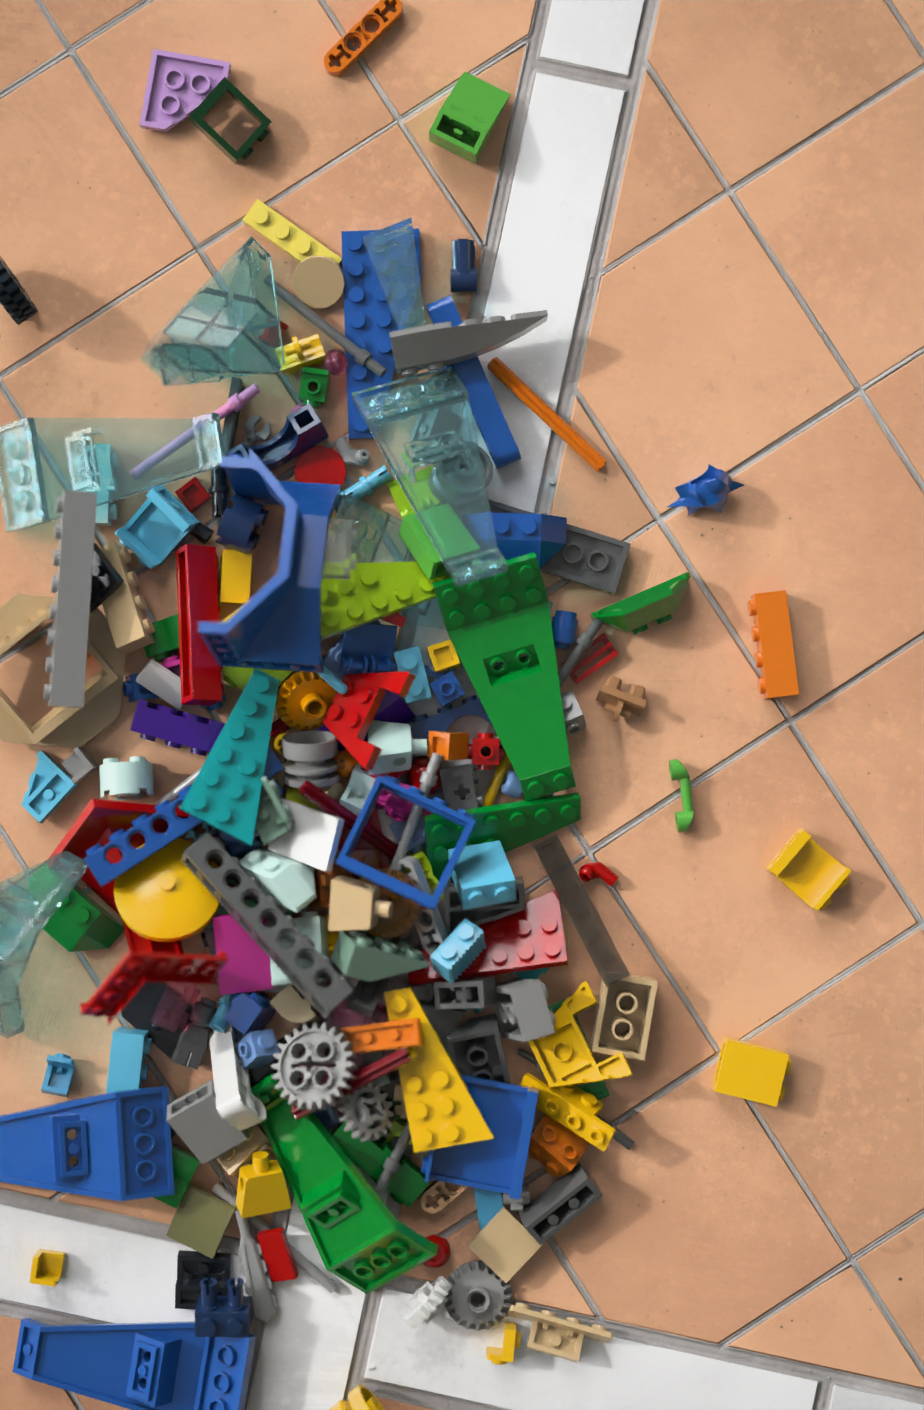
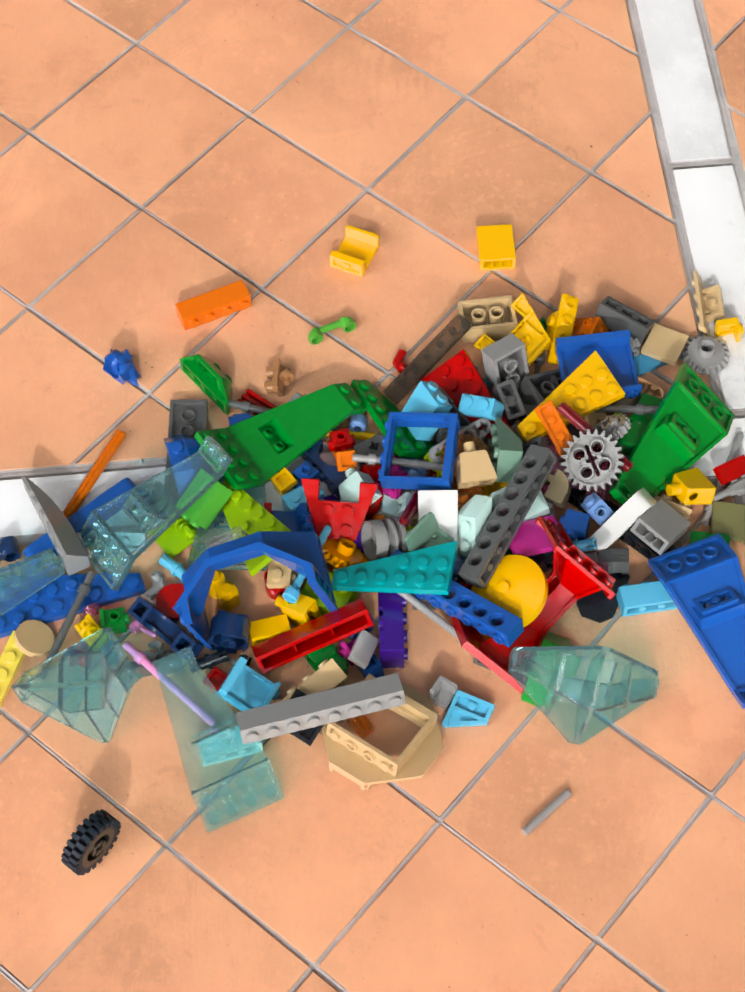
camera: 105 degrees left, 30 degrees down
(58, 1075) = (672, 640): dark azure bracket -> none
(126, 779) = (441, 654): light aqua brick -> none
(427, 1302) = (721, 372): white gear -> none

